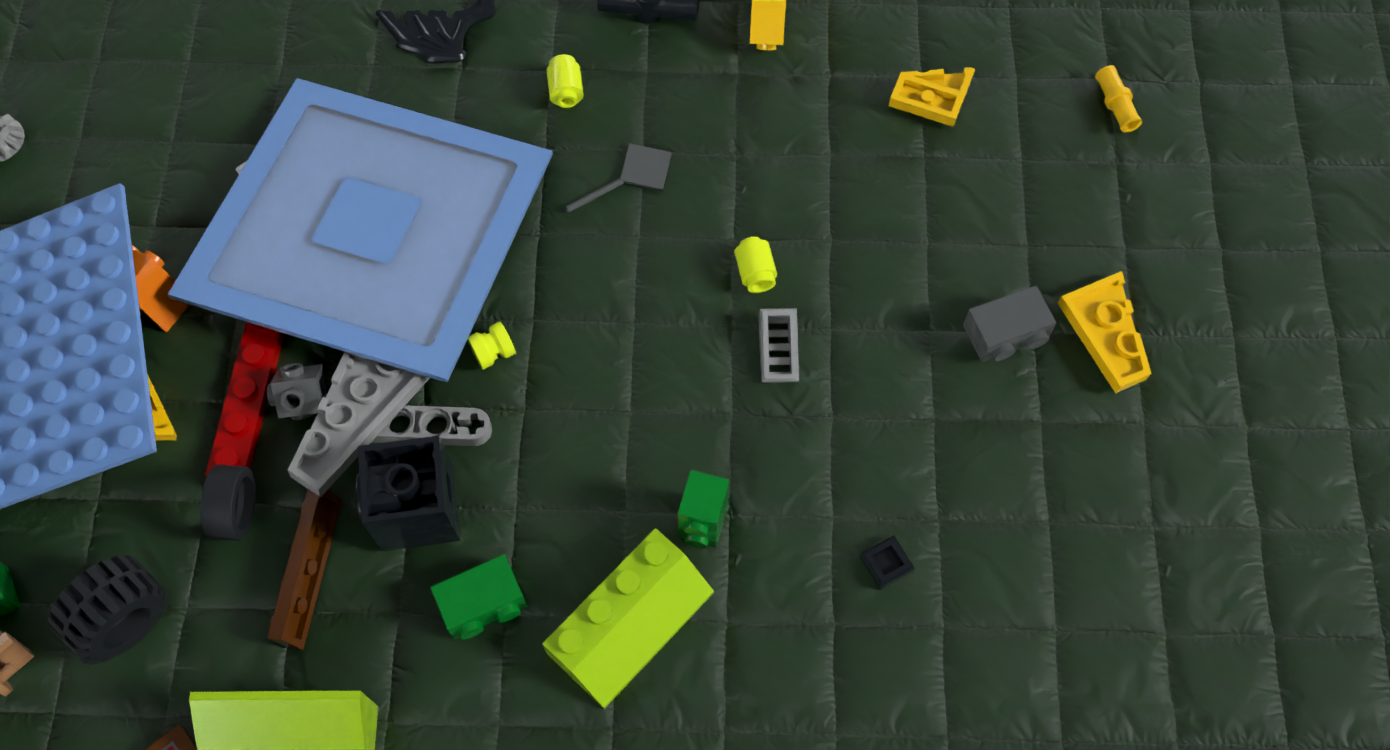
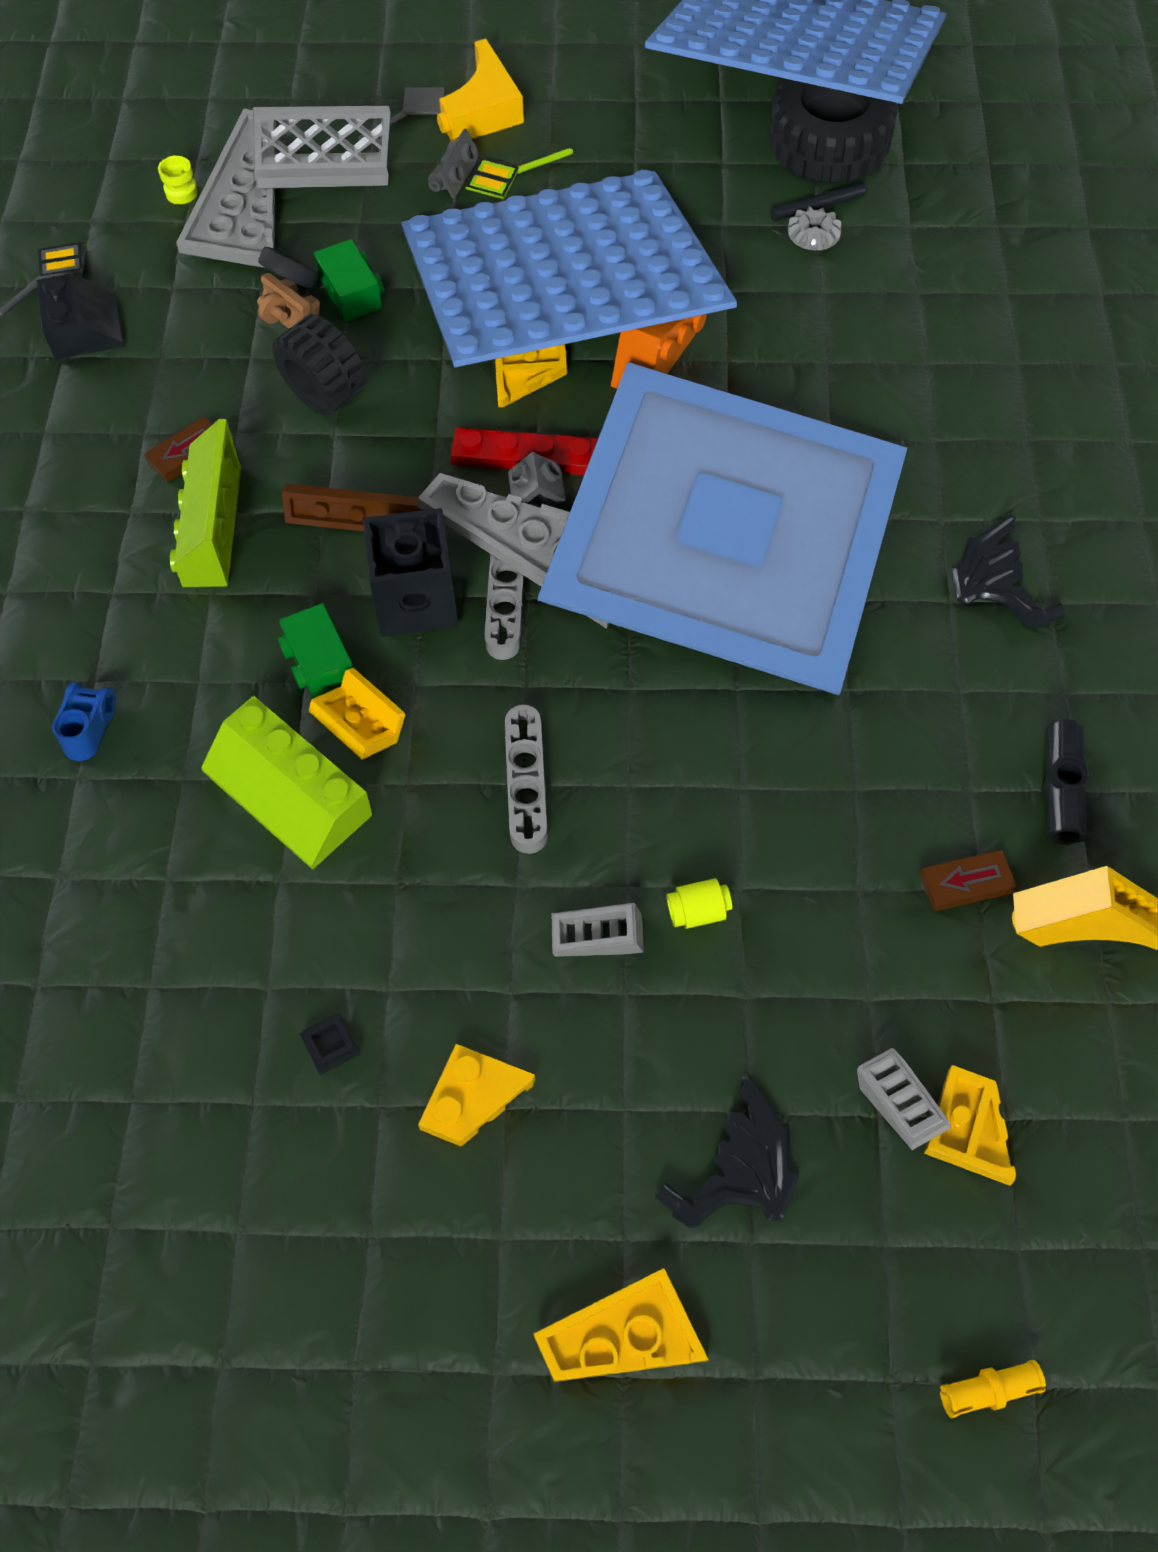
camera: 90 degrees right, 5 degrees down
(228, 502) = (423, 423): black tyre -> none
(489, 346) = (588, 641): neon yellow wheel -> none
(556, 551) = (359, 715): none -> yellow bracket
(564, 81) = (934, 697): neon yellow brick -> none
(626, 397) = (529, 777): none -> light grey beam
(642, 168) = (828, 789): dark grey piece -> none
(703, 509) = (386, 839): green brick -> none
(730, 78) = (967, 880): none -> reddish brown tile
(906, 125) = (888, 1073): none -> light grey slope
(927, 443) = (470, 1094): none -> yellow wing
(969, 240) = (753, 1166): none -> black animal
(1009, 324) = (619, 1195): dark grey brick -> none

